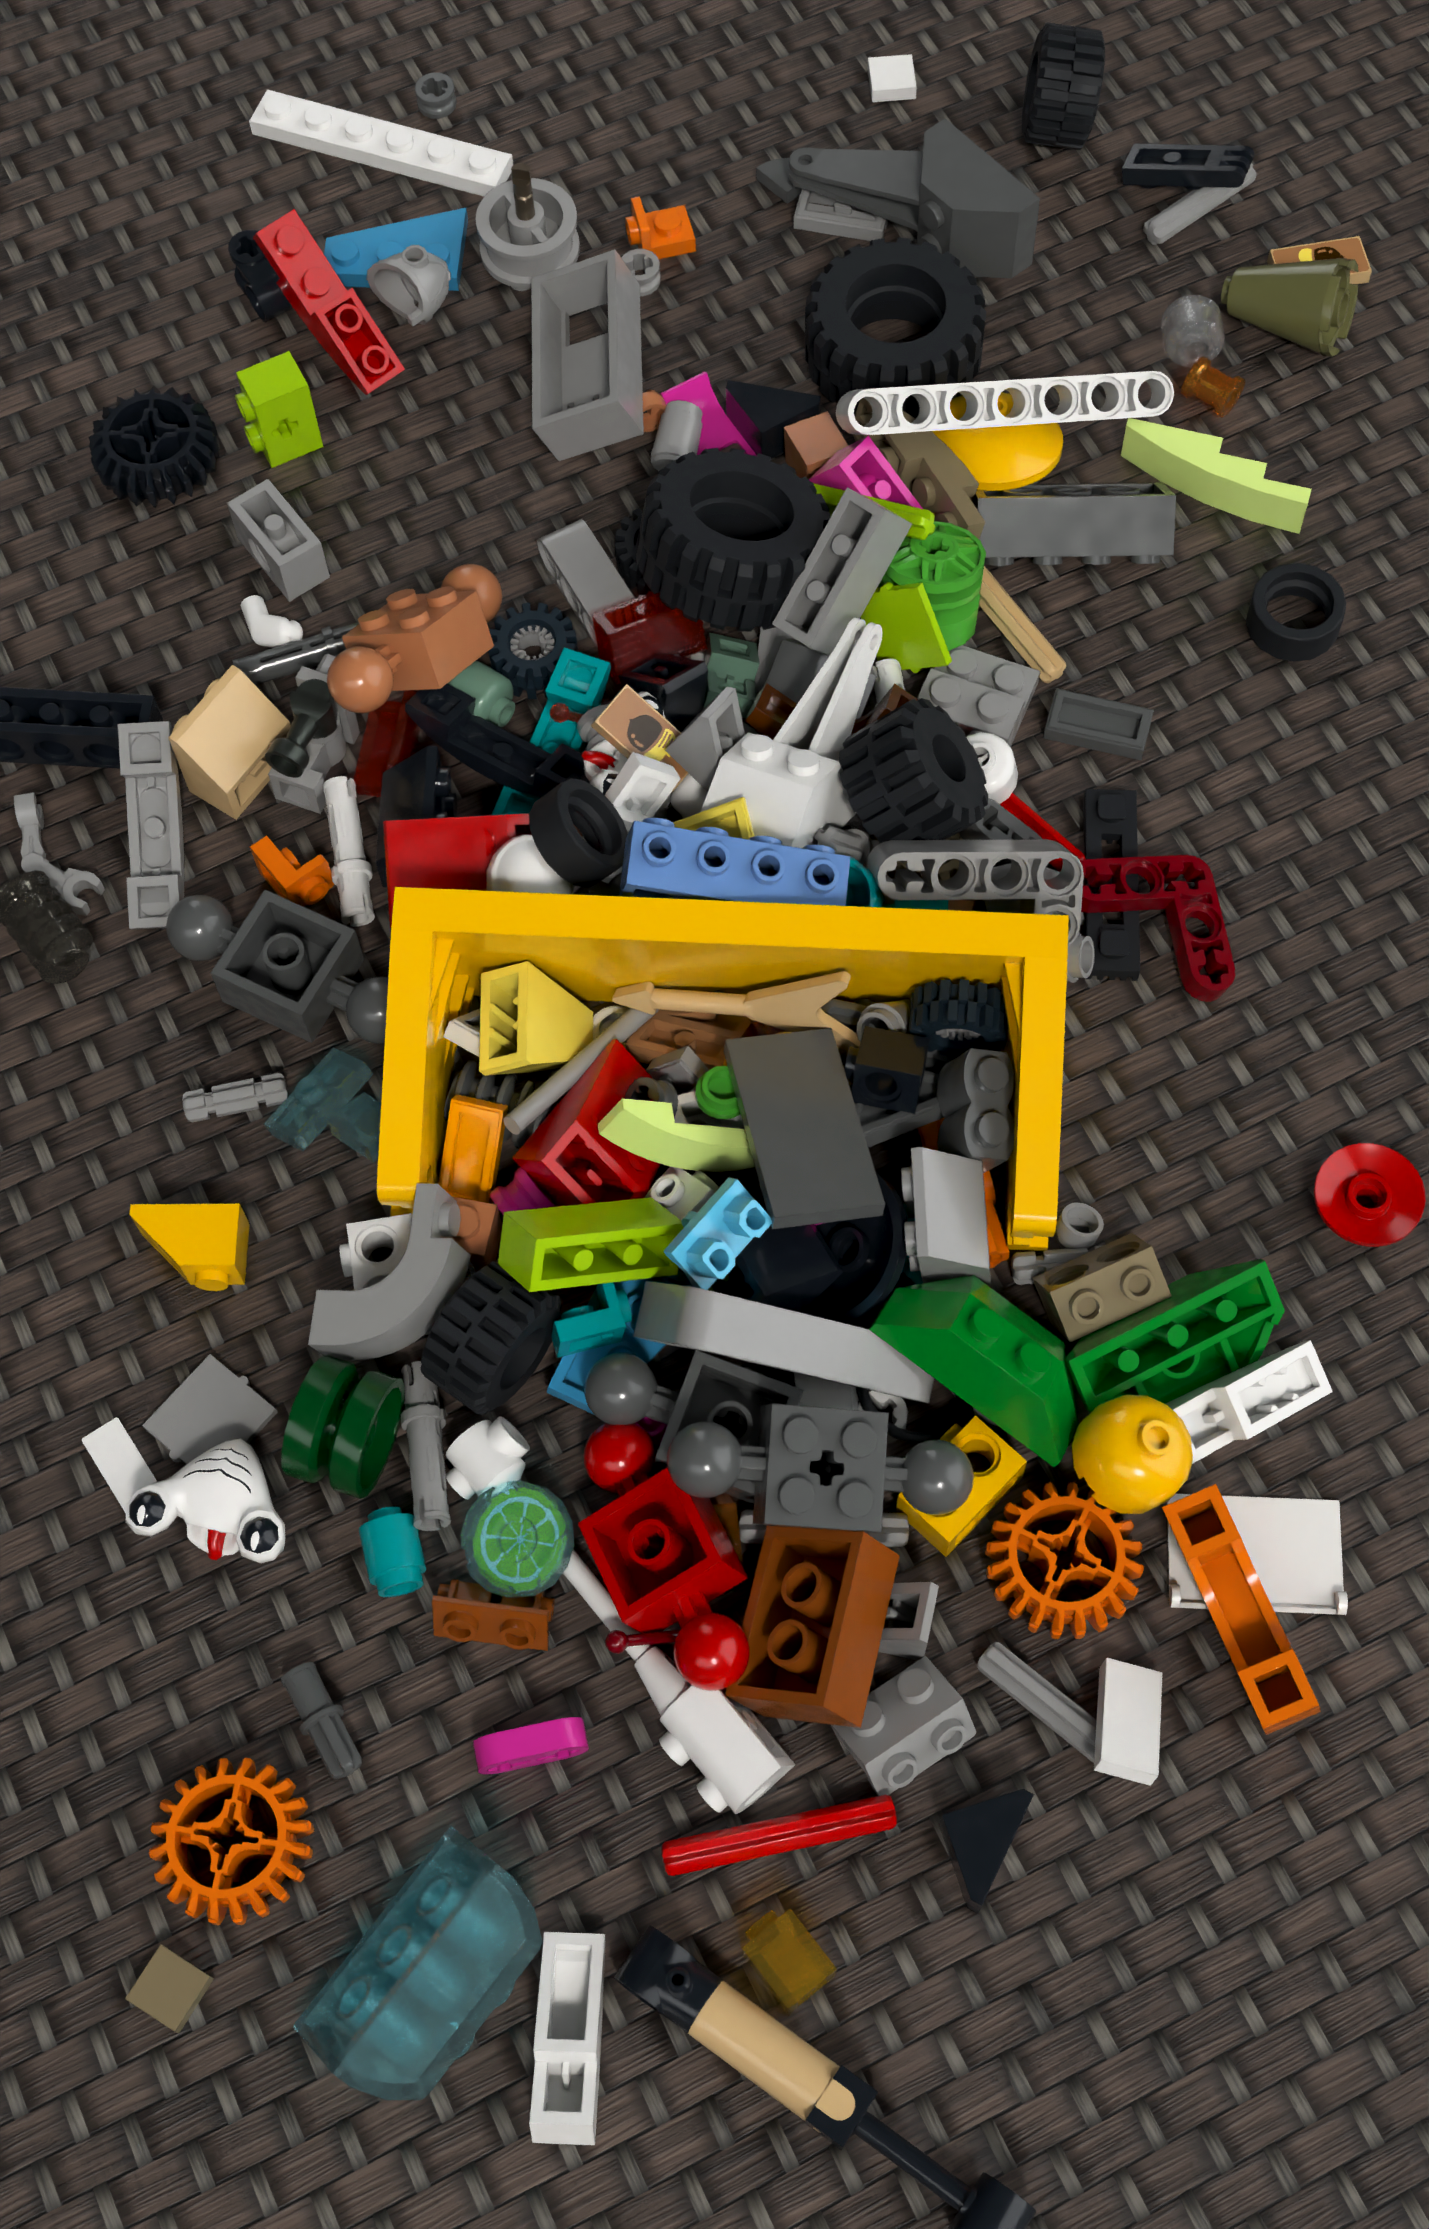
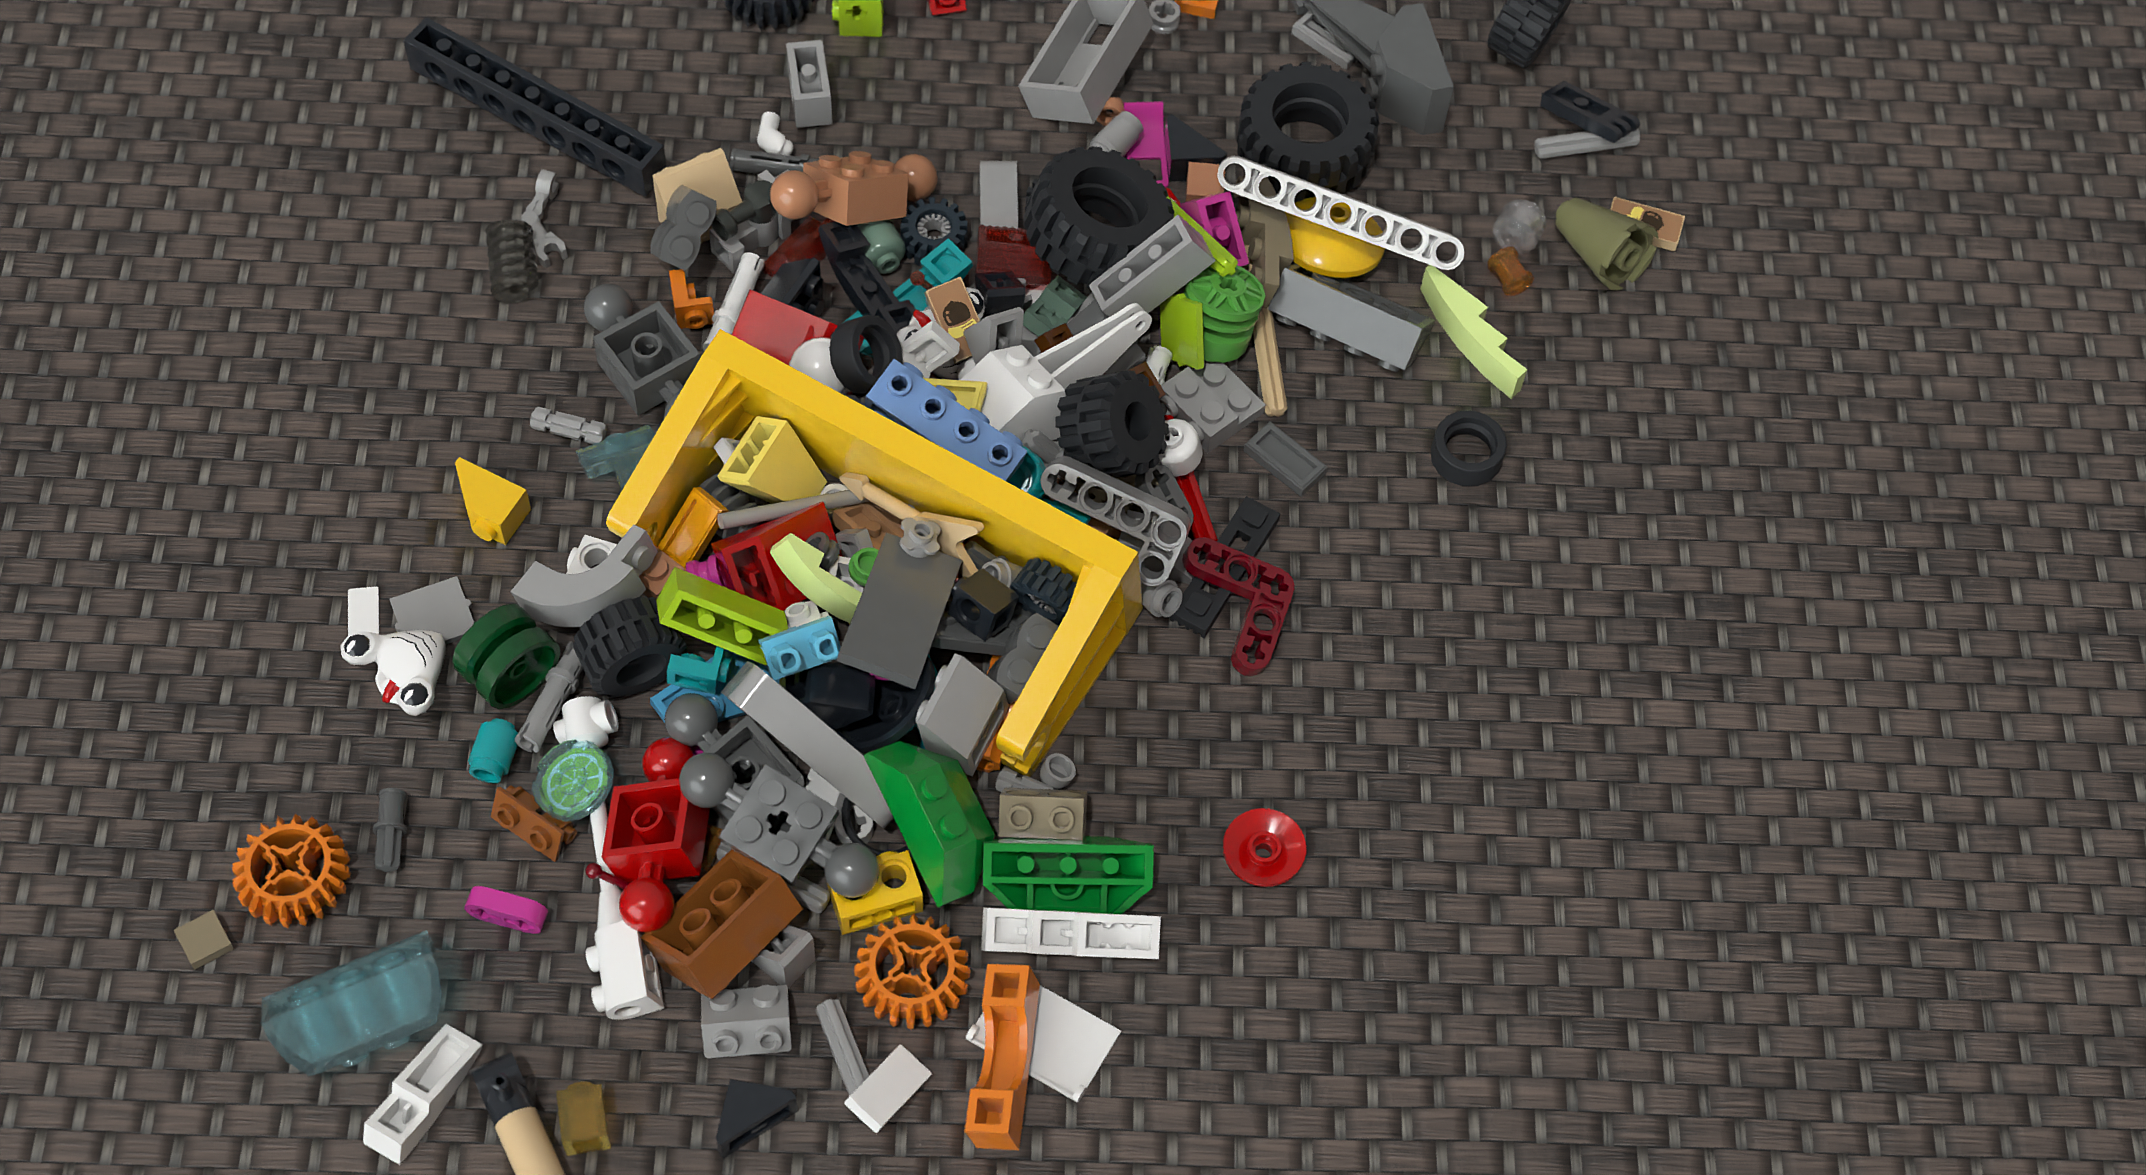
camera: 20 degrees right, 5 degrees down
(153, 822) = (620, 226): light grey slope -> none
(240, 789) = (679, 236): none -> dark grey brick
(771, 1026) = (919, 537): none -> light grey plate
(779, 1835) = (627, 1044): red axle -> none
(1132, 1453) = (991, 923): yellow cylinder -> none

